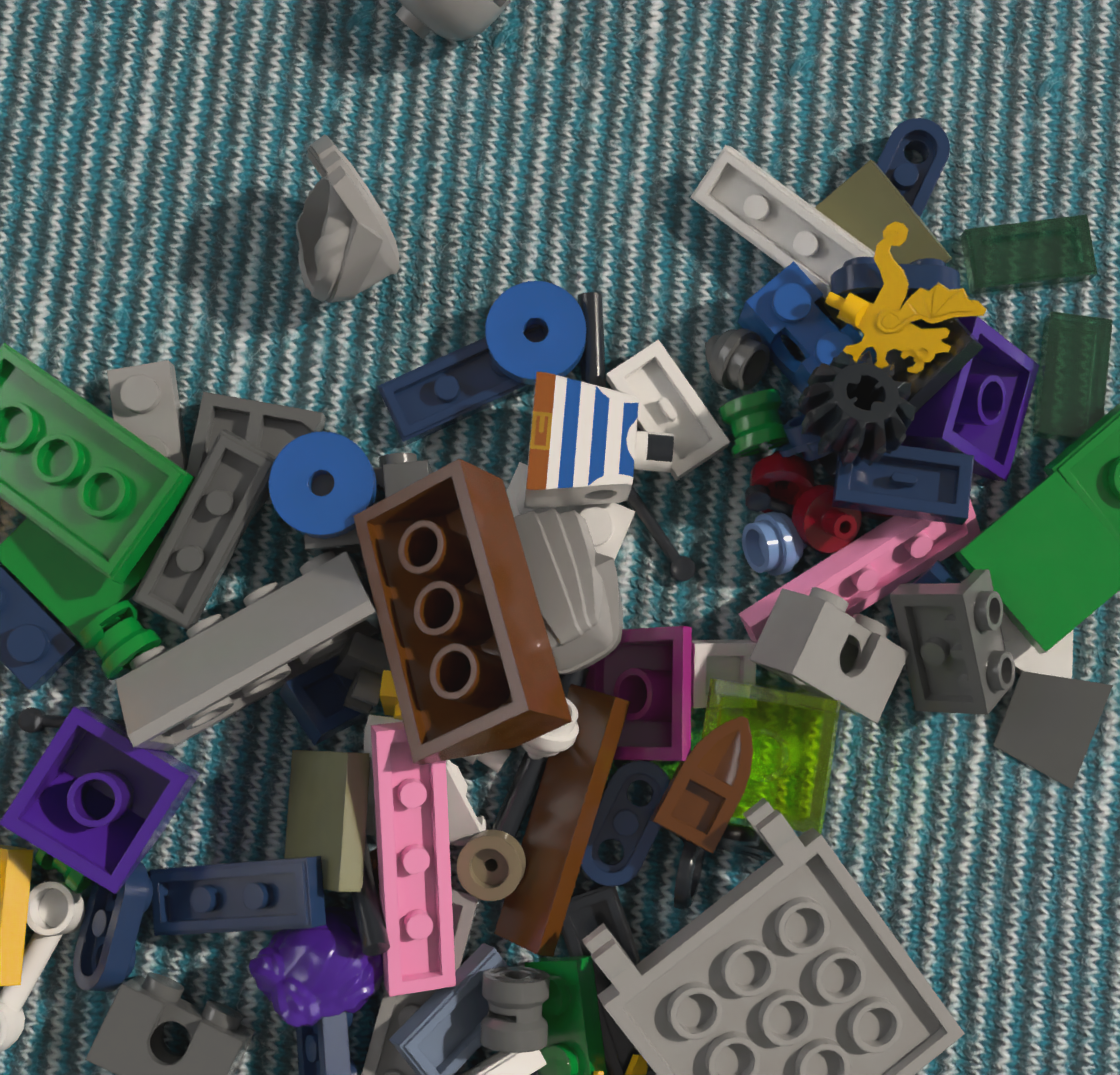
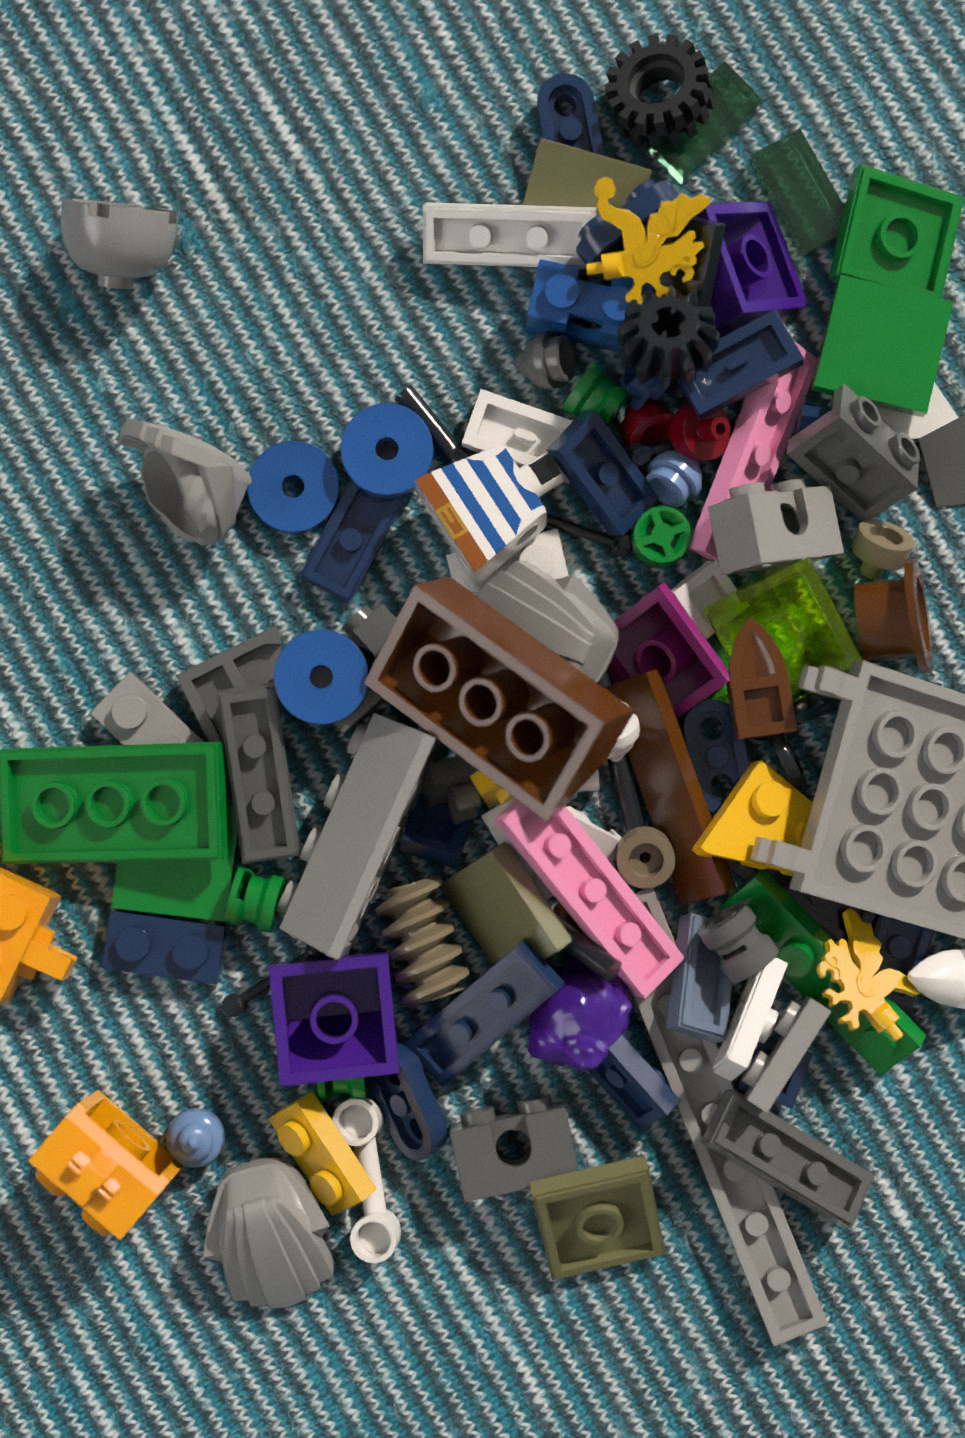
camera: 35 degrees left, 5 degrees up
(235, 789) = (422, 941): none -> dark tan piece
(425, 281) = (287, 462): none -> blue piece
(626, 896) = (757, 806): none -> yellow wing
(711, 490) = (602, 473): none -> dark blue plate
(726, 576) = (664, 528): none -> green wheel
(880, 819) = (895, 619): none -> reddish brown piece
(915, 743) = (881, 547): none -> dark tan tile
(1013, 171) = (650, 66): none -> black tyre

